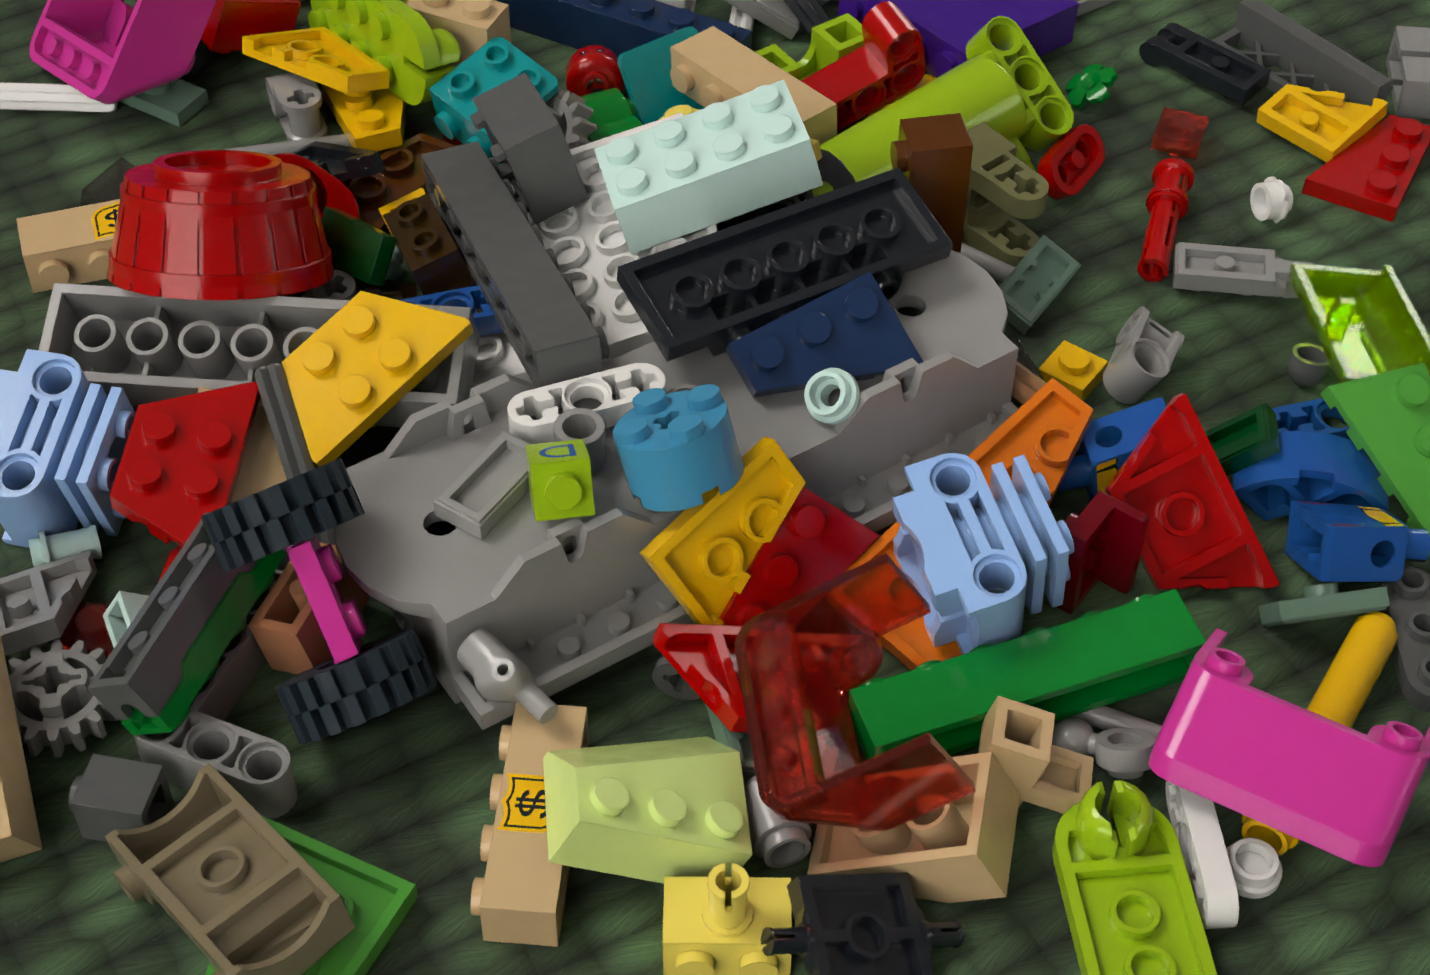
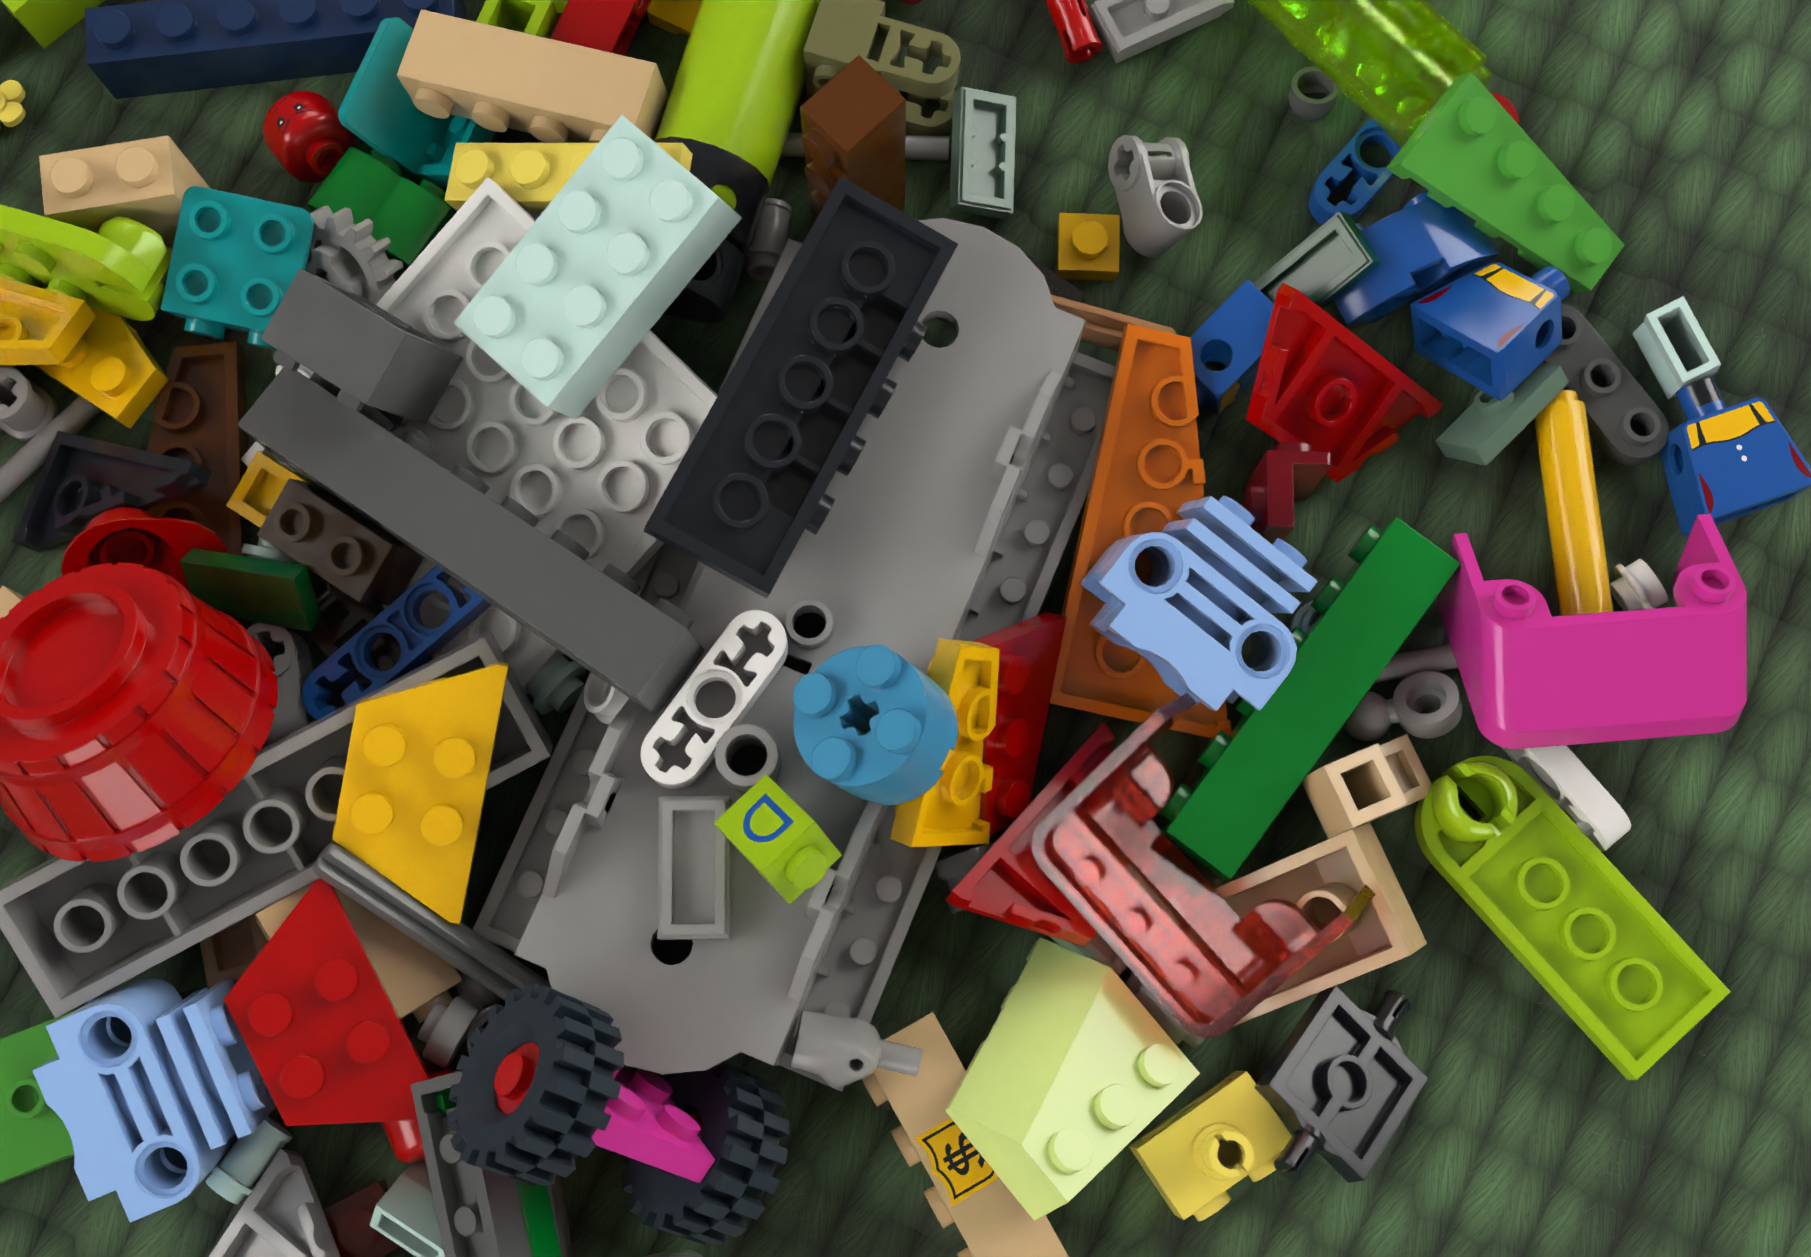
camera: 35 degrees left, 30 degrees up
(818, 392) = (959, 543): light aqua plate -> none
(841, 330) = (909, 459): dark blue wing -> none
(1255, 867) = (1607, 761): white plate -> none

